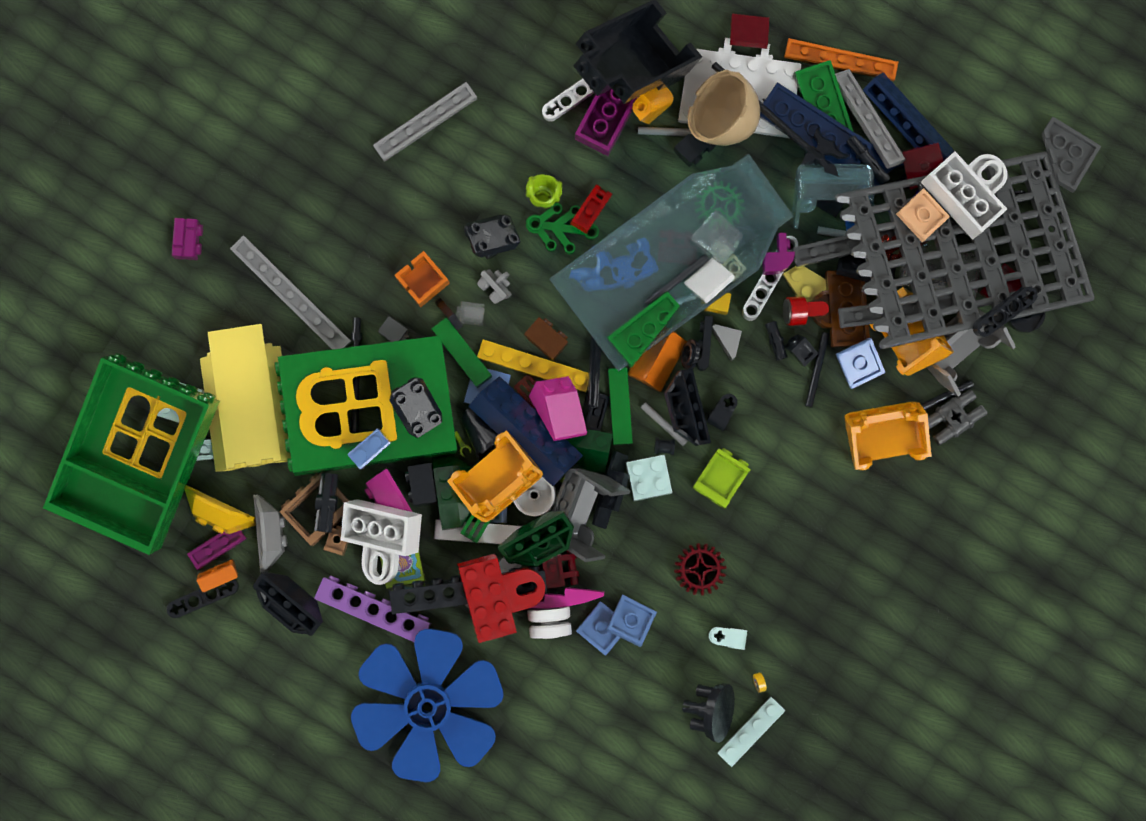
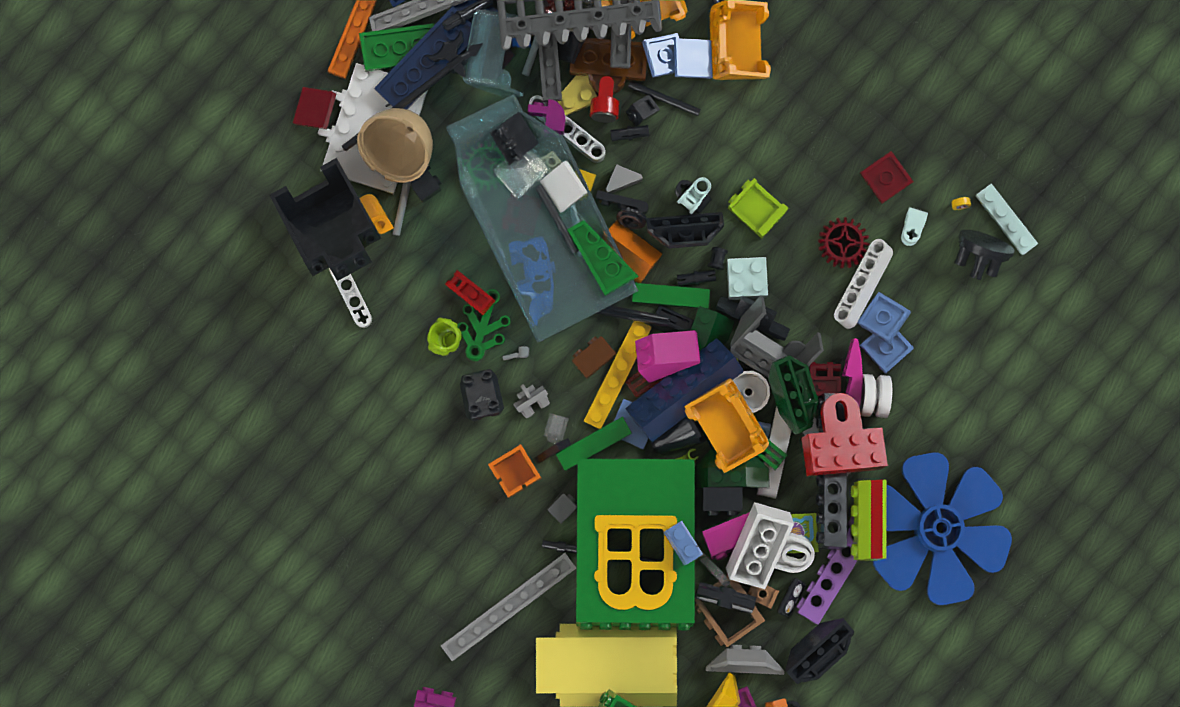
camera: 80 degrees left, 0 degrees up
(338, 569) = (791, 597): none -> black slope
(352, 488) = (714, 570): none -> clear tile
(416, 407) = (649, 491): shield -> none
(421, 633) = (869, 520): none -> lime slope
(425, 121) = (353, 445): light grey plate -> none
(541, 270) = (523, 353): none -> light grey hand
(604, 122) = (388, 268): magenta brick -> none
(642, 428) = (696, 277): none -> black pin
(663, 423) = (694, 256): light grey bar -> none
(673, 599) = (856, 289): none -> white beam
(721, 411) = (694, 195): none -> light aqua piece
(749, 223) = (514, 138): none -> black hinge
(774, 603) = (886, 177): none -> dark red plate
(862, 391) = (693, 58): none -> tile

